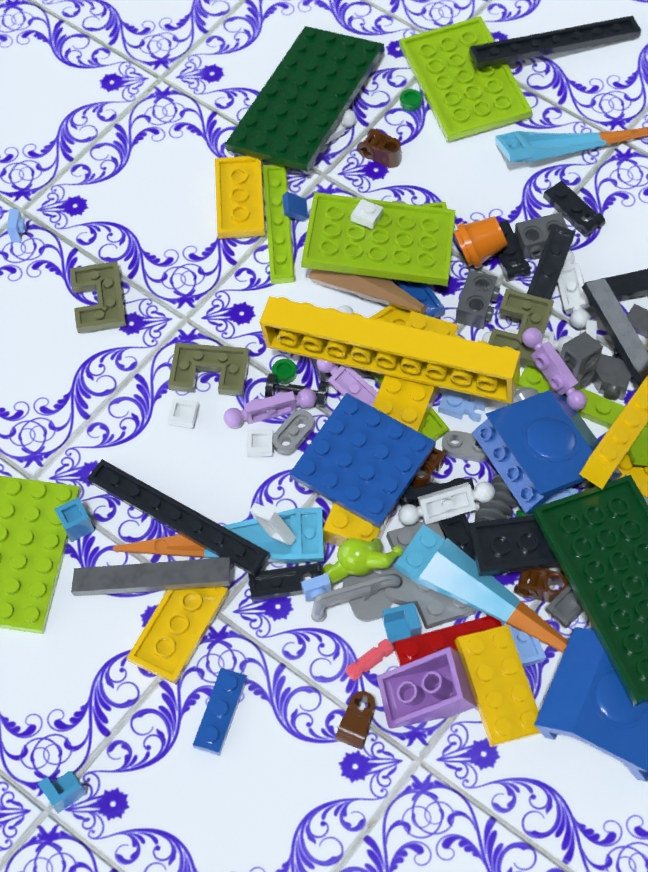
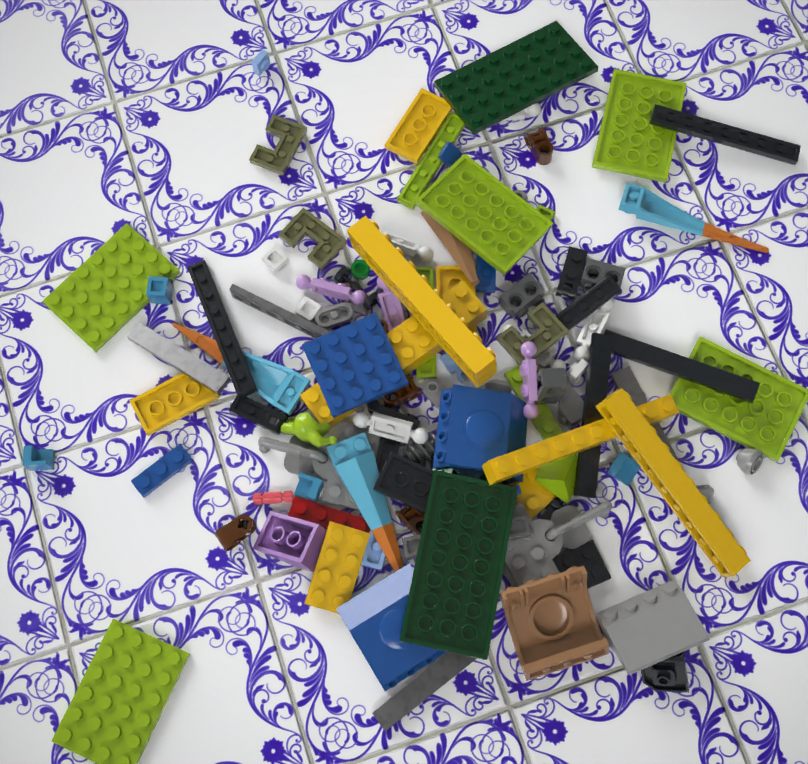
camera: 35 degrees right, 10 degrees up
(229, 464) = (277, 312): none -> flat silver tile
(273, 524) = (267, 372): white tile -> none
(315, 586) = (268, 430): light blue plate -> none
(367, 214) = (486, 191): white plate -> none
(410, 100) = (589, 120): green tile -> none
(480, 240) = (552, 255): orange piece -> none
(573, 208) = (642, 269): black plate -> none

